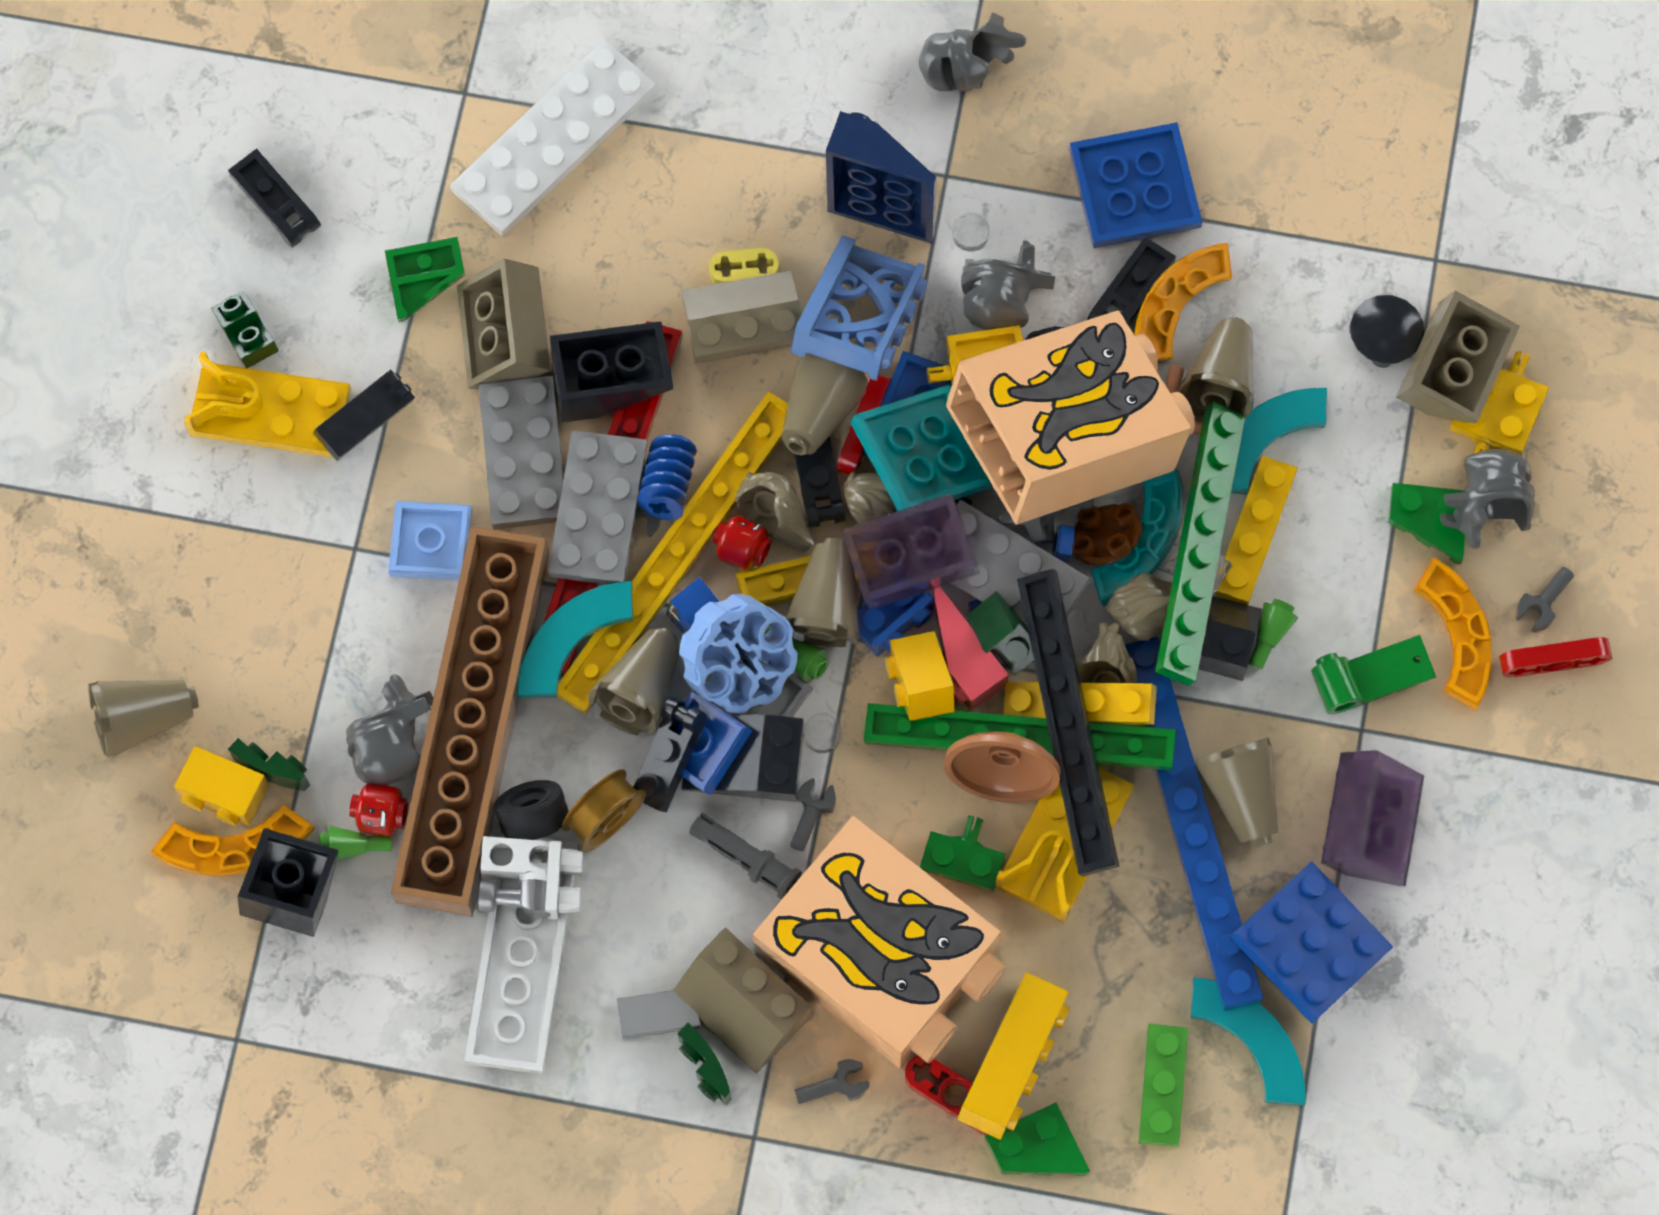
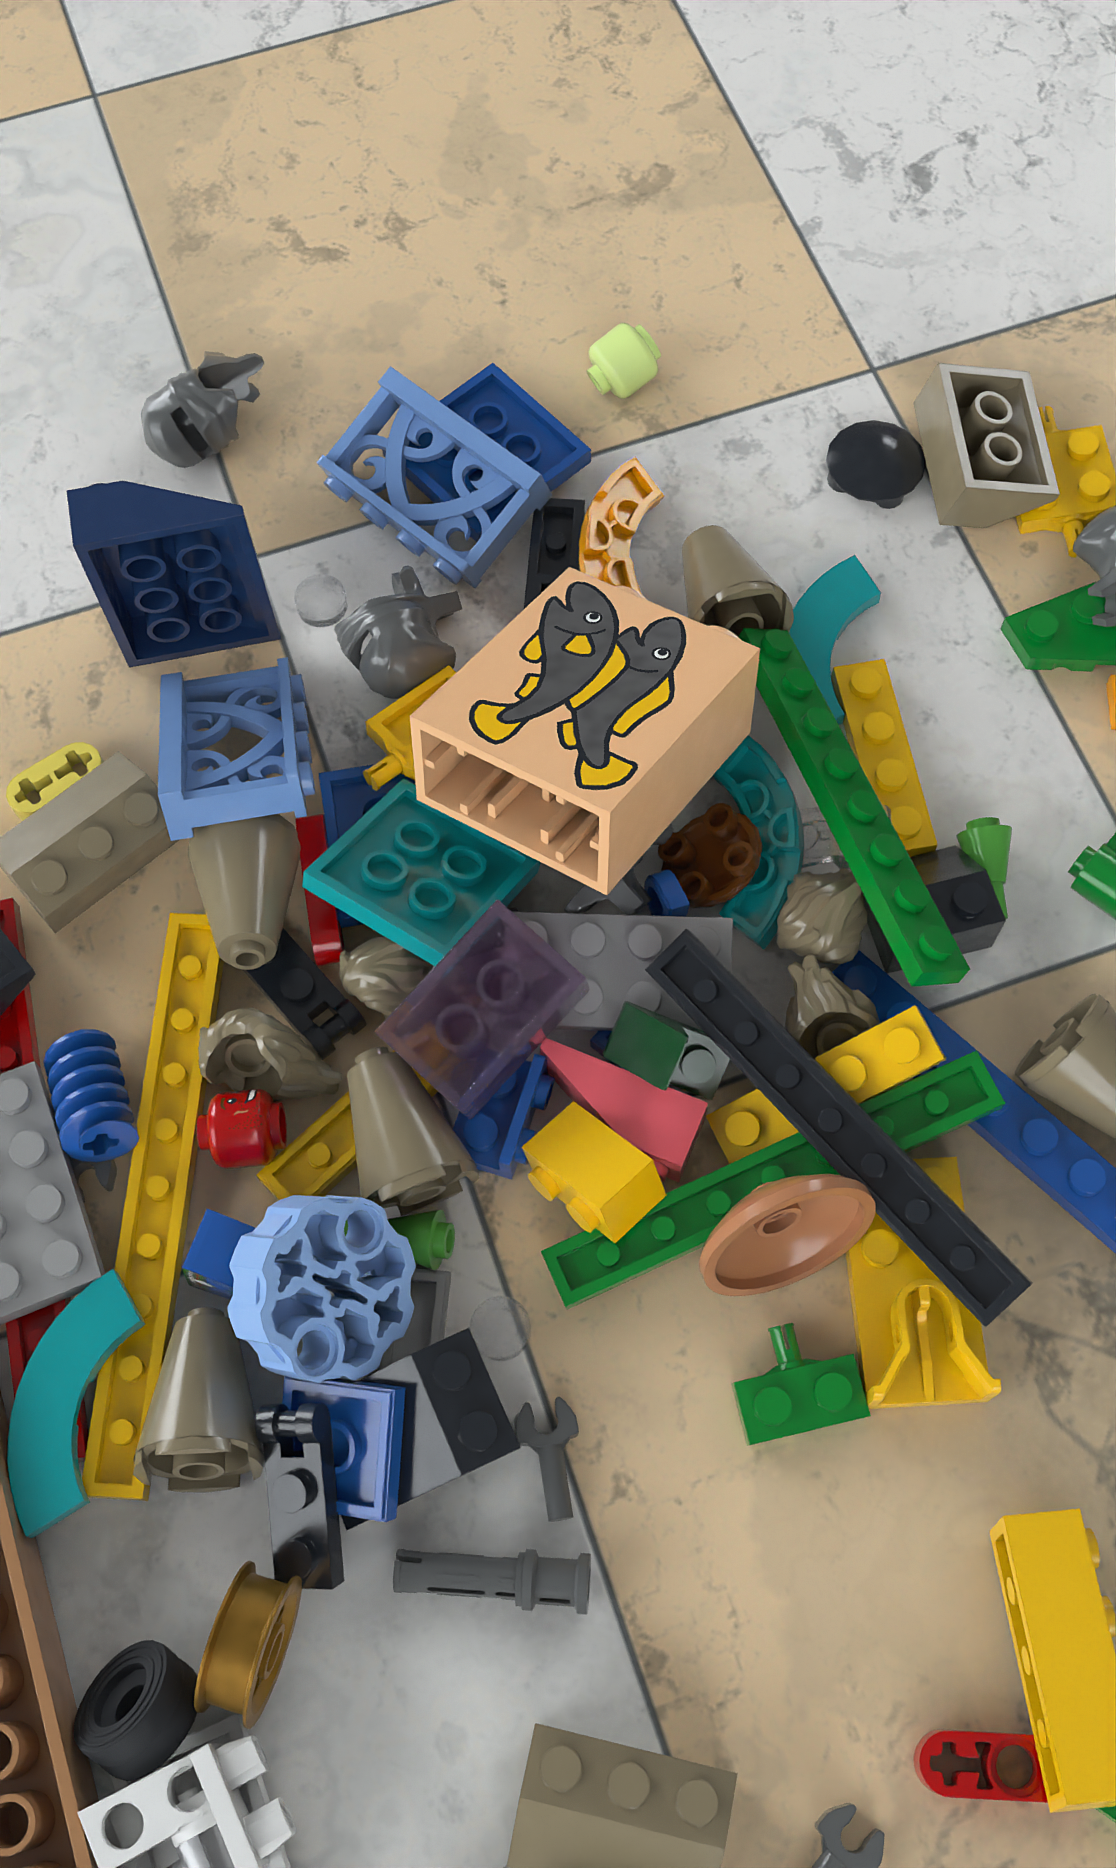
camera: 30 degrees left, 5 degrees down
(881, 945) = (784, 1607): brick -> none
(1126, 215) = (416, 415): none -> medium blue fence
(1264, 167) = (623, 360): none -> yellowish green head

